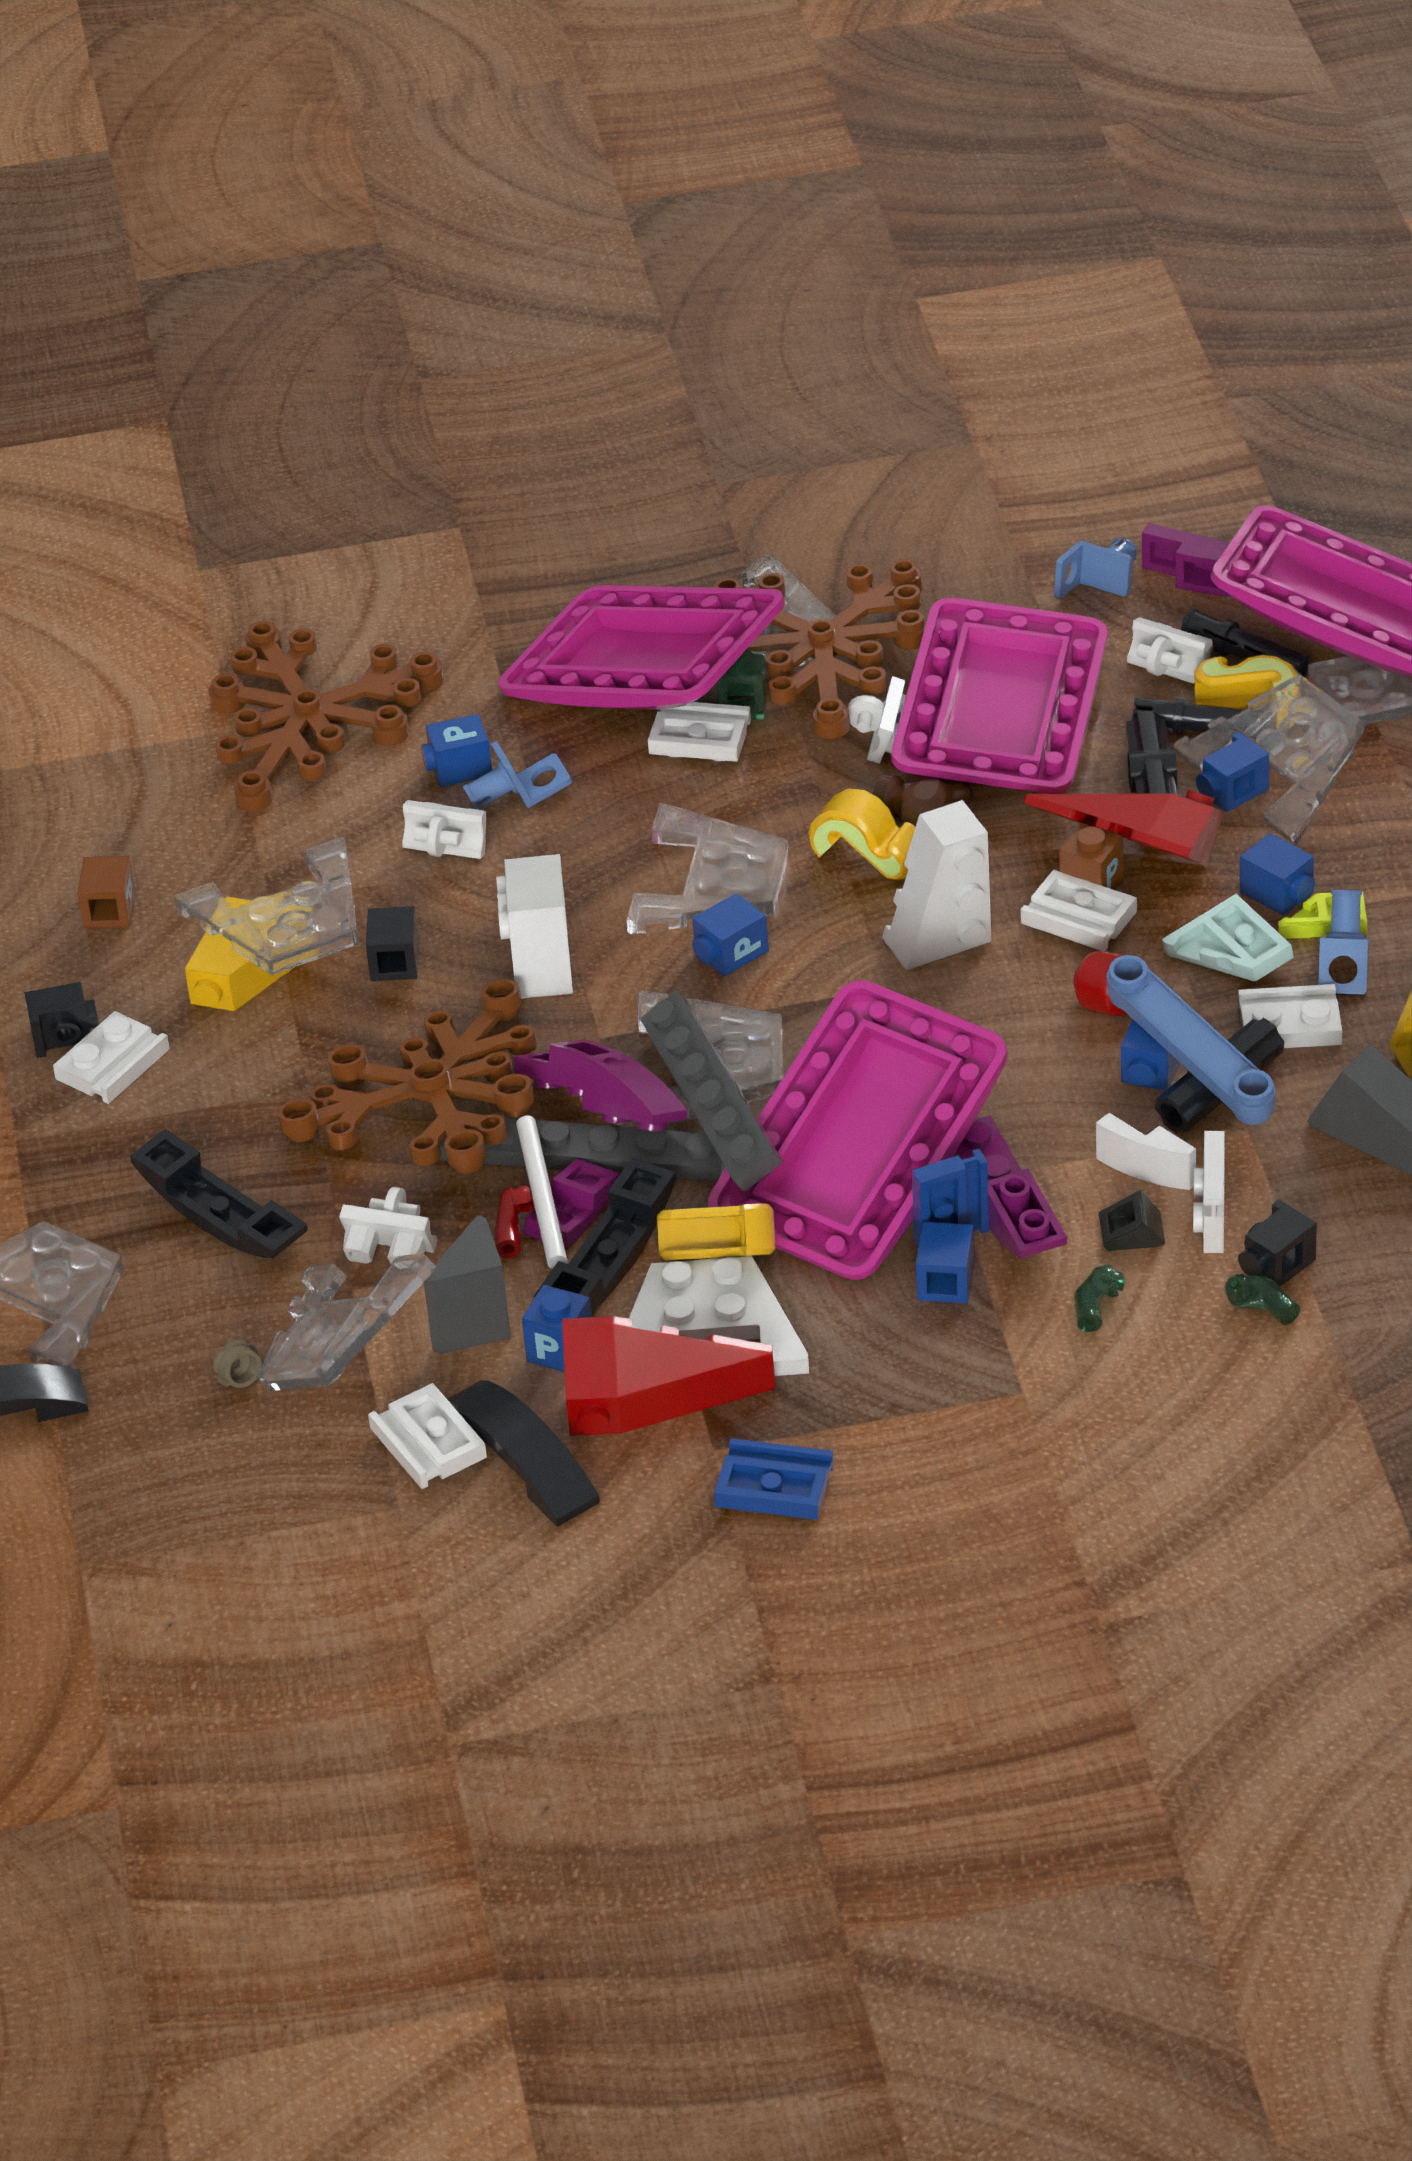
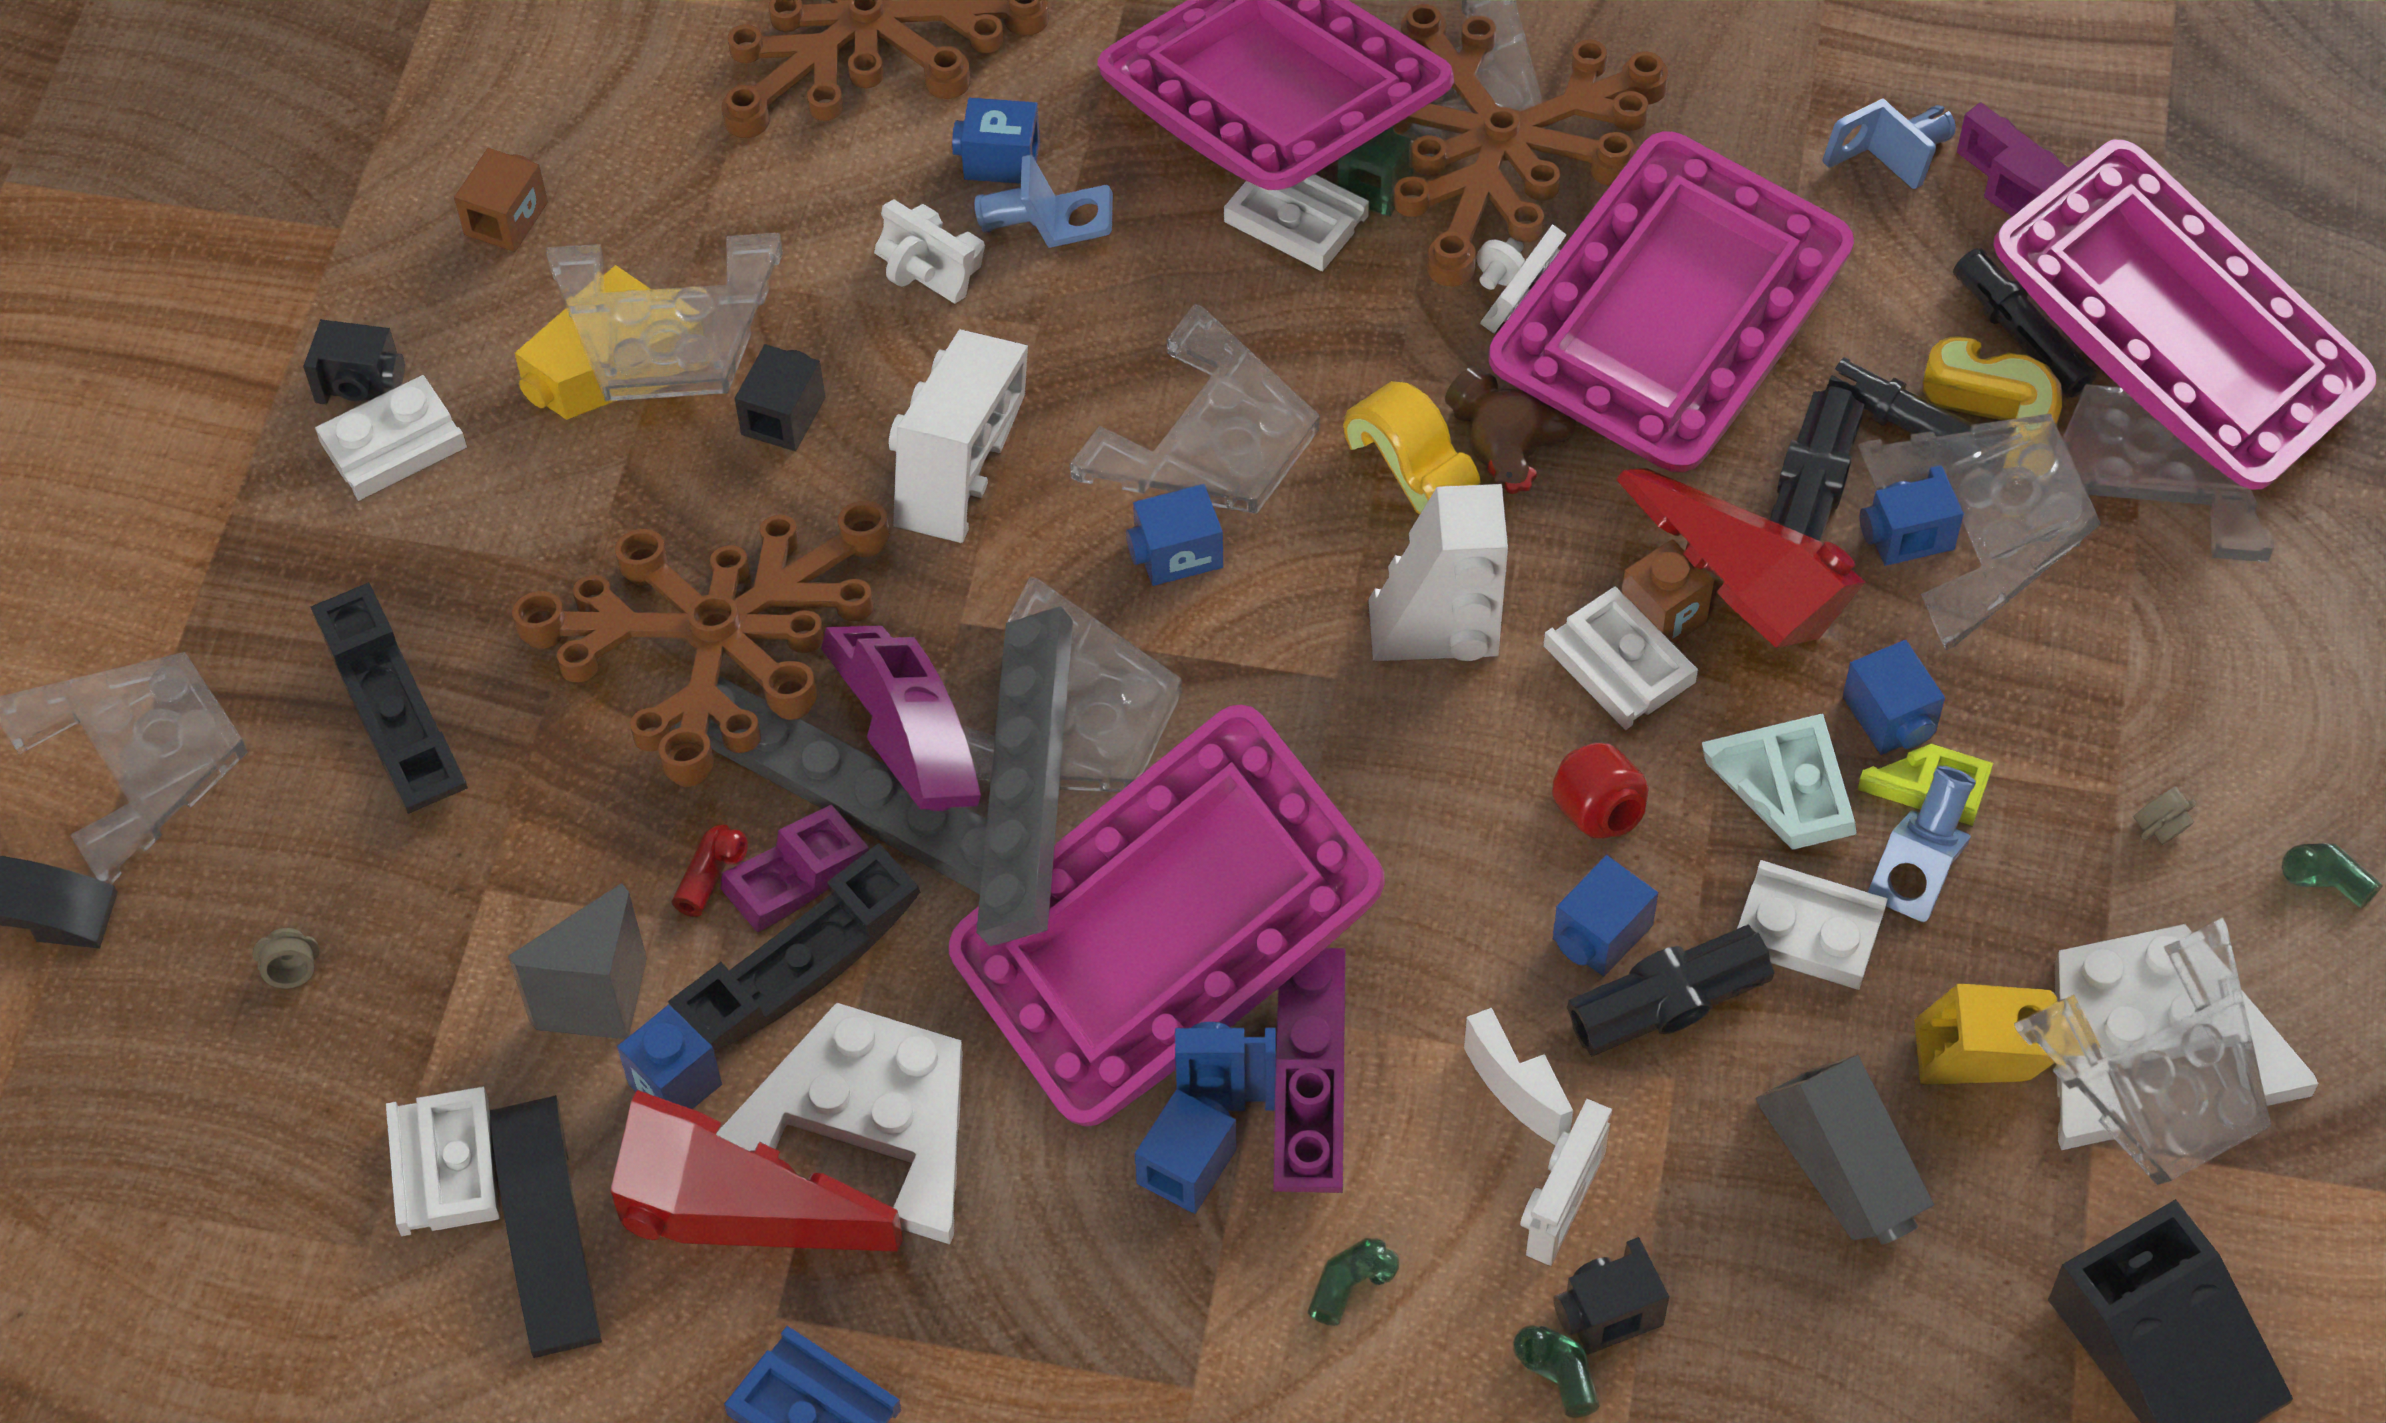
camera: 20 degrees right, 15 degrees up
(332, 1332) = (395, 968): clear wing -> none
(386, 1223) = (572, 850): white hips -> none
(541, 1191) = (753, 848): white bar -> none
(716, 1232) = (928, 994): yellow animal -> none
(1131, 1224) = (1454, 1178): pearl dark grey slope -> none
(1167, 649) = (1920, 298): white hips -> none
(1191, 1040) = (1644, 938): medium blue piece -> none

